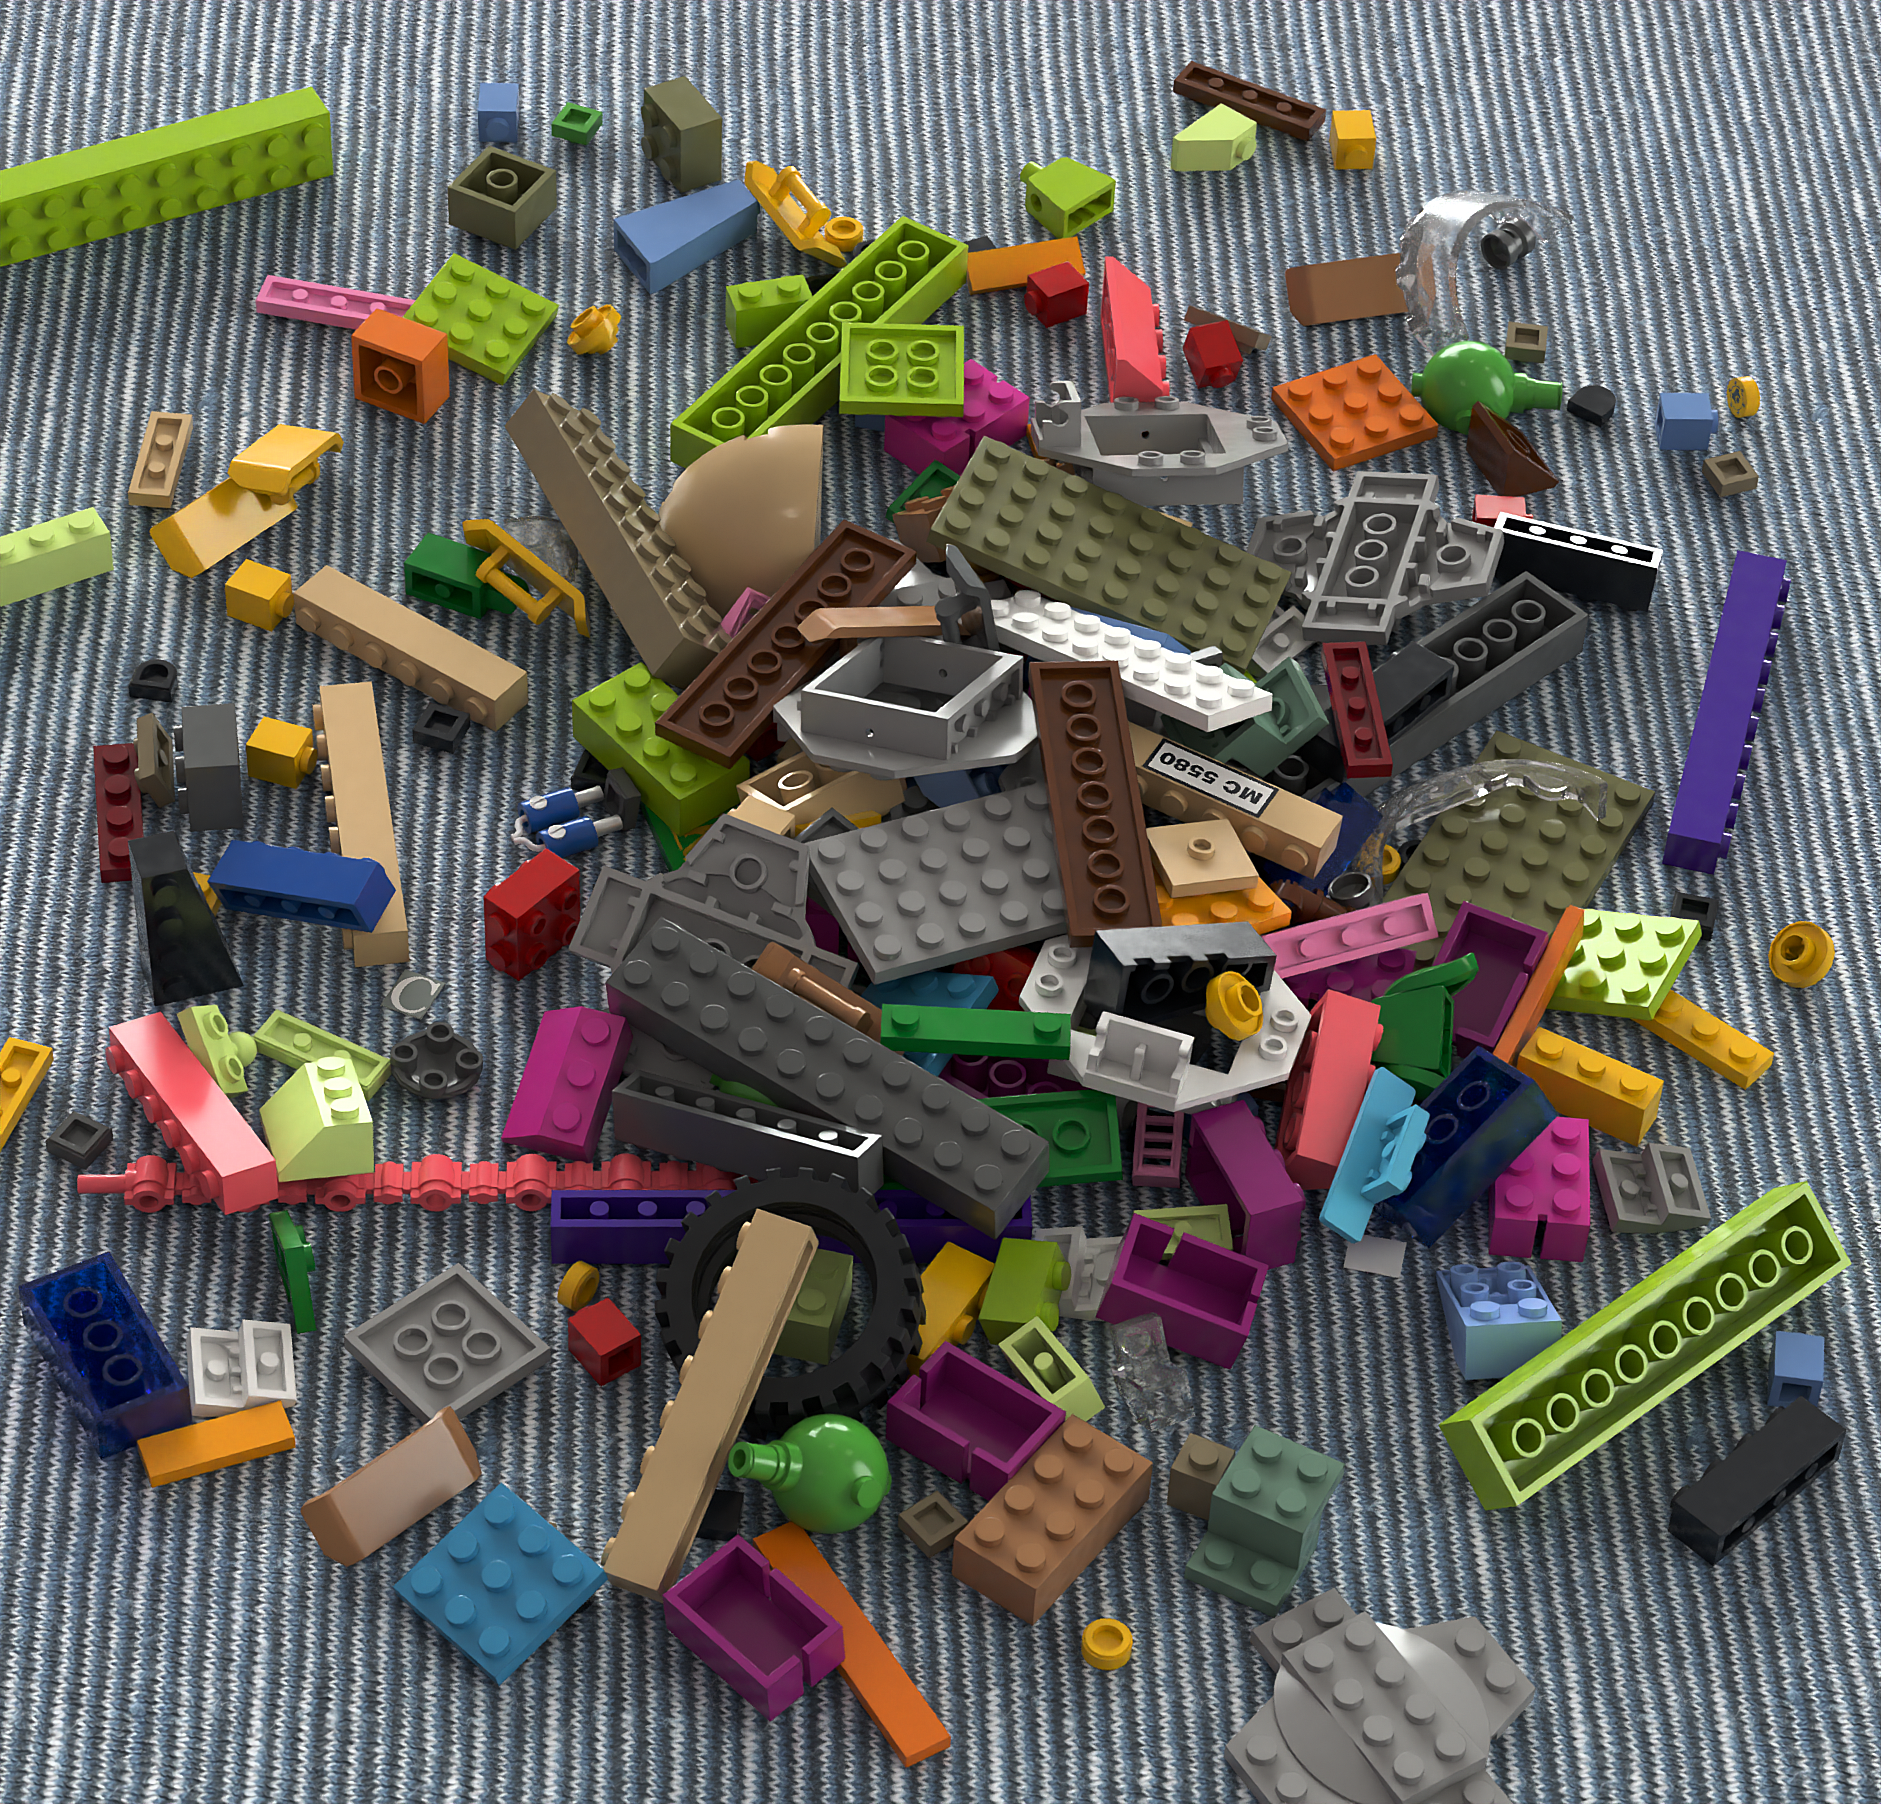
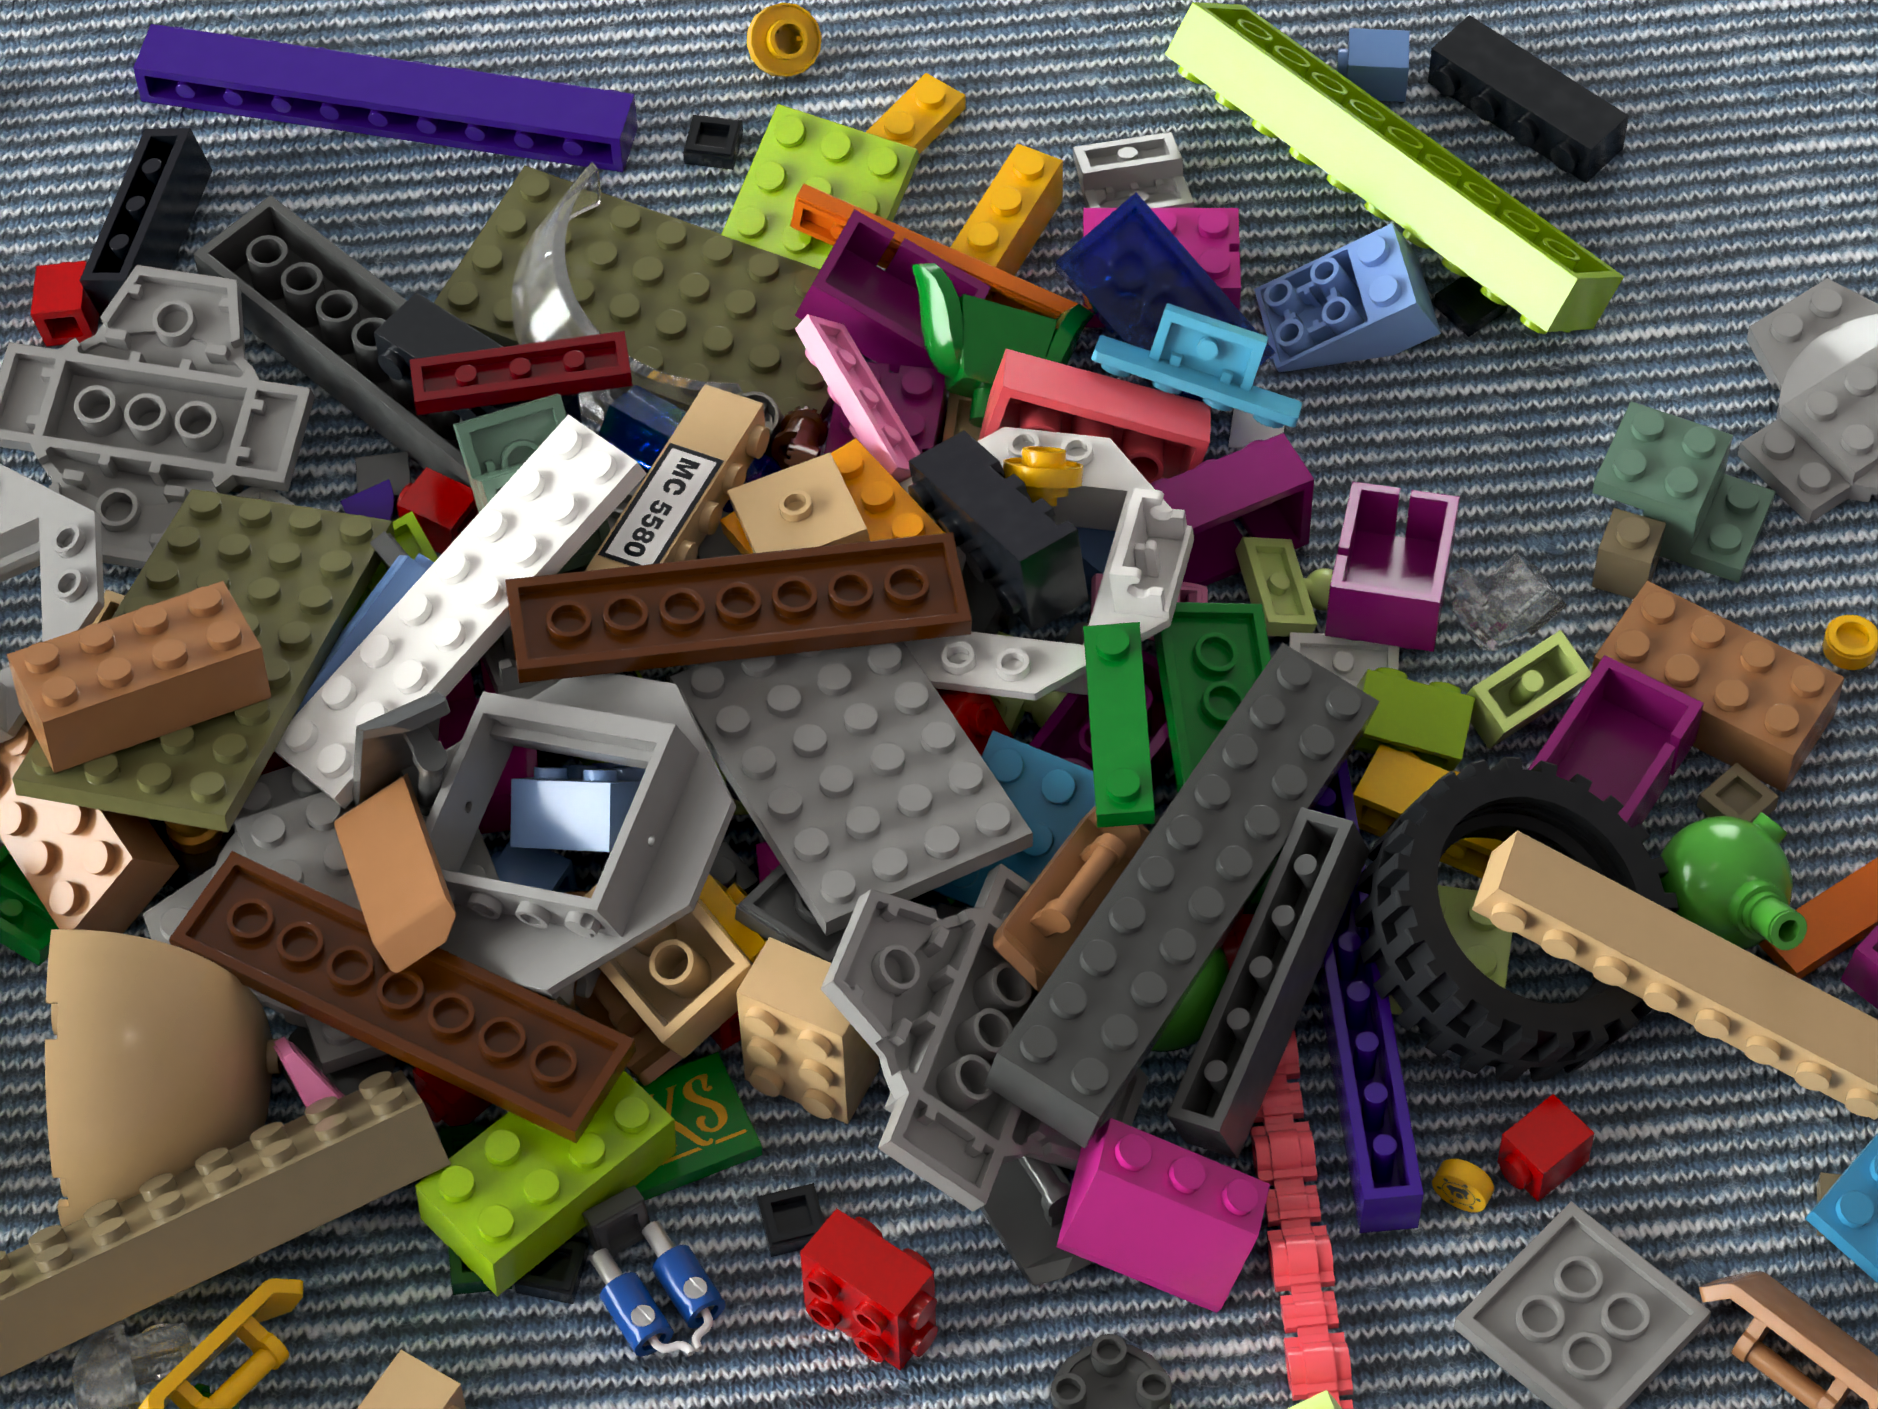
camera: 90 degrees left, 10 degrees up
(1057, 485) = (139, 676): none -> medium nougat brick

